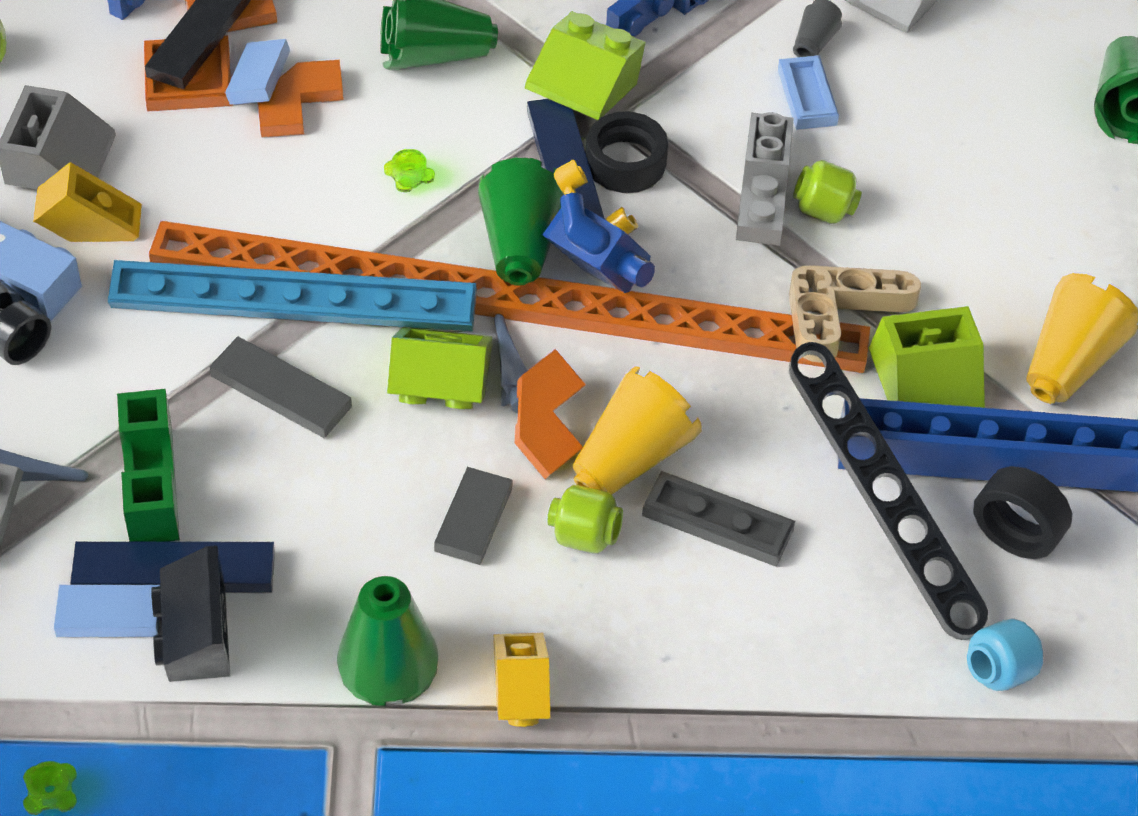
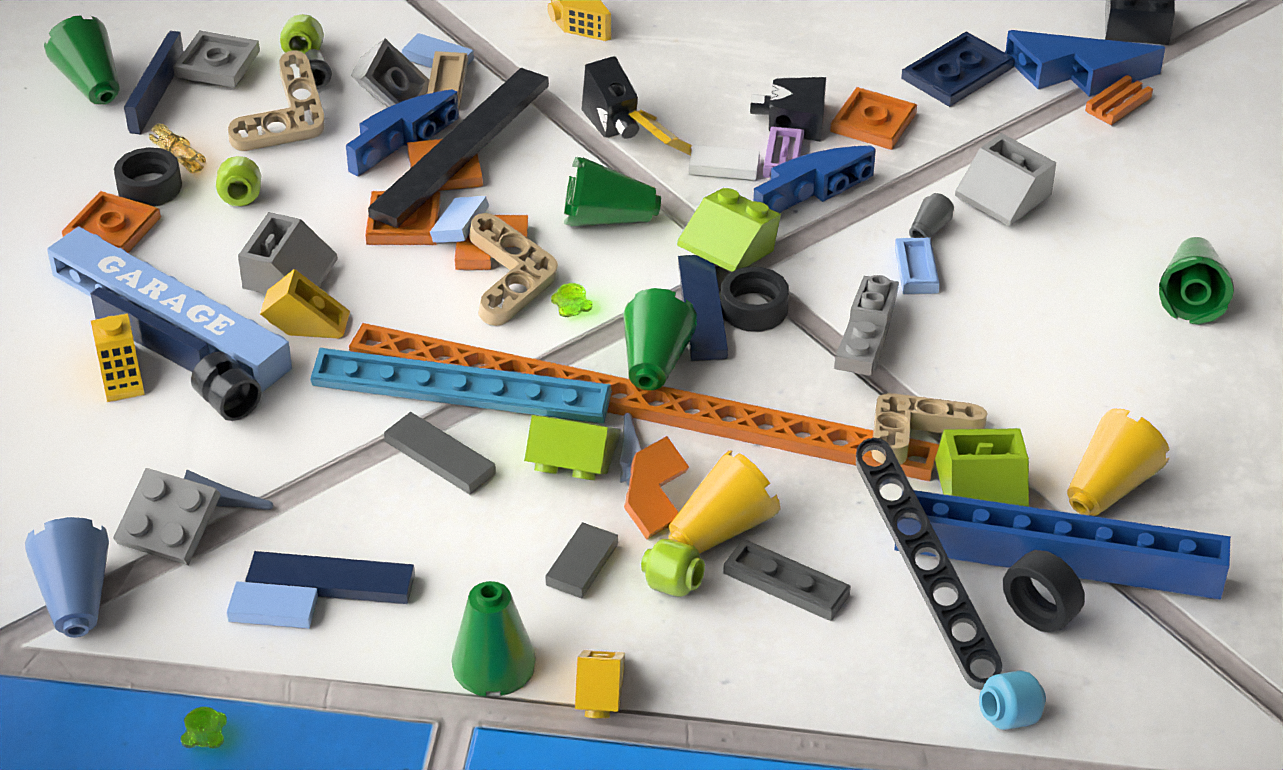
camera: 10 degrees right, 10 degrees down
(148, 466) = (322, 499): green arch -> none
(193, 617) = (338, 610): black slope -> none
(344, 136) = (483, 233): none -> tan beam
(594, 242) = (709, 357): blue torso -> none
(827, 192) = (918, 339): lime head -> none

